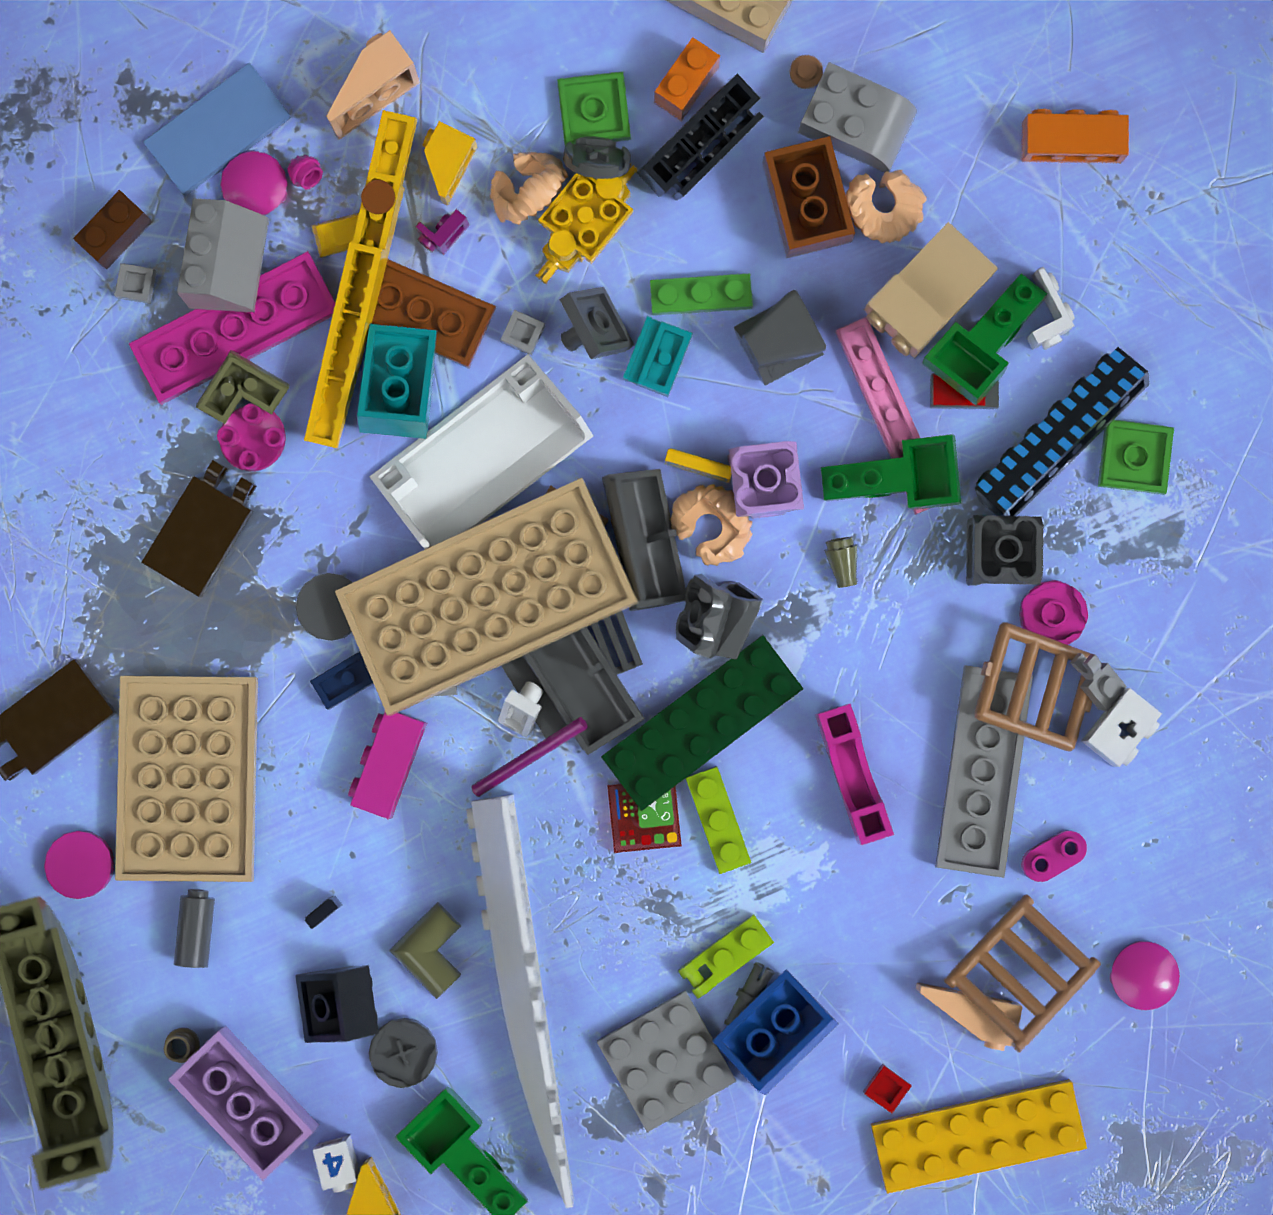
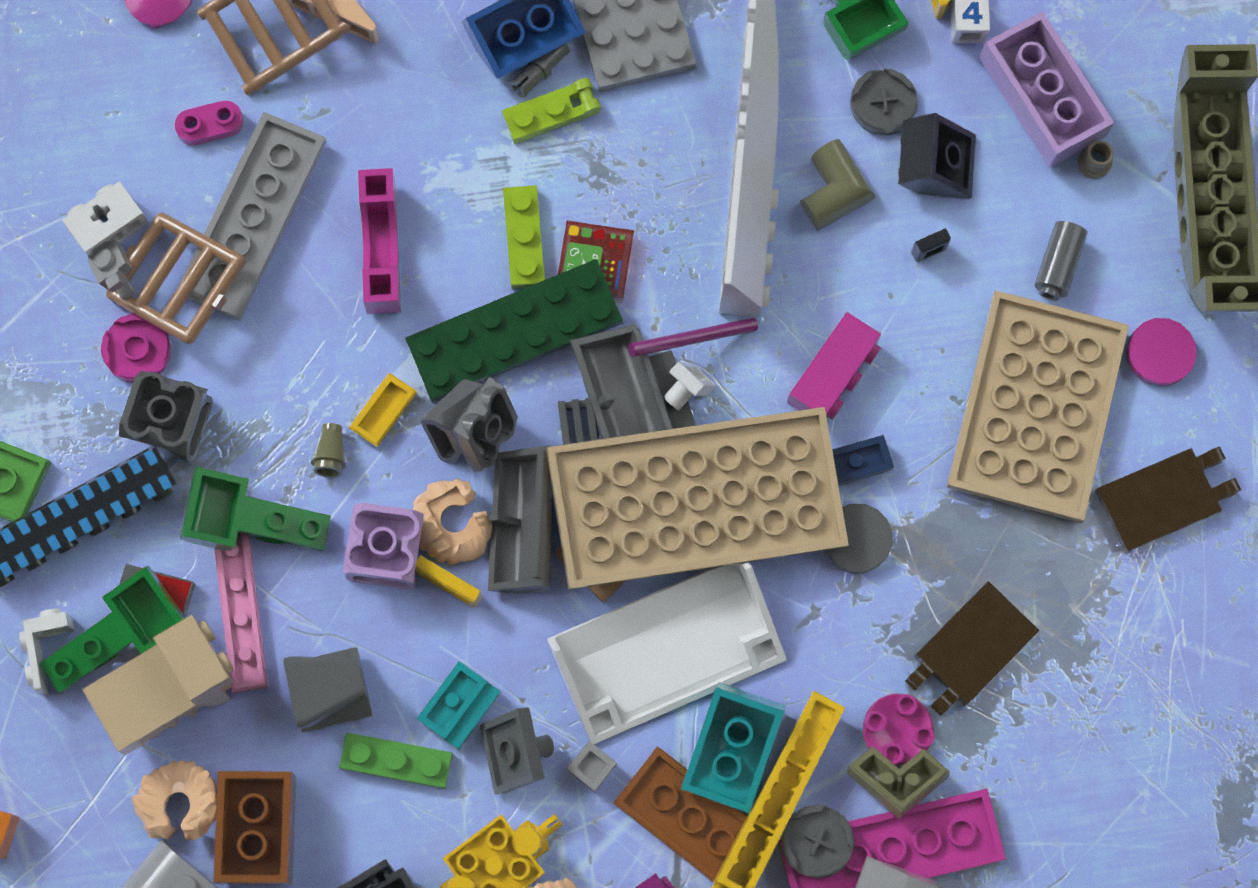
camera: 170 degrees left, 10 degrees down
(301, 314) = (817, 841): none -> dark grey tile
(804, 614) = (383, 409): none -> yellow tile

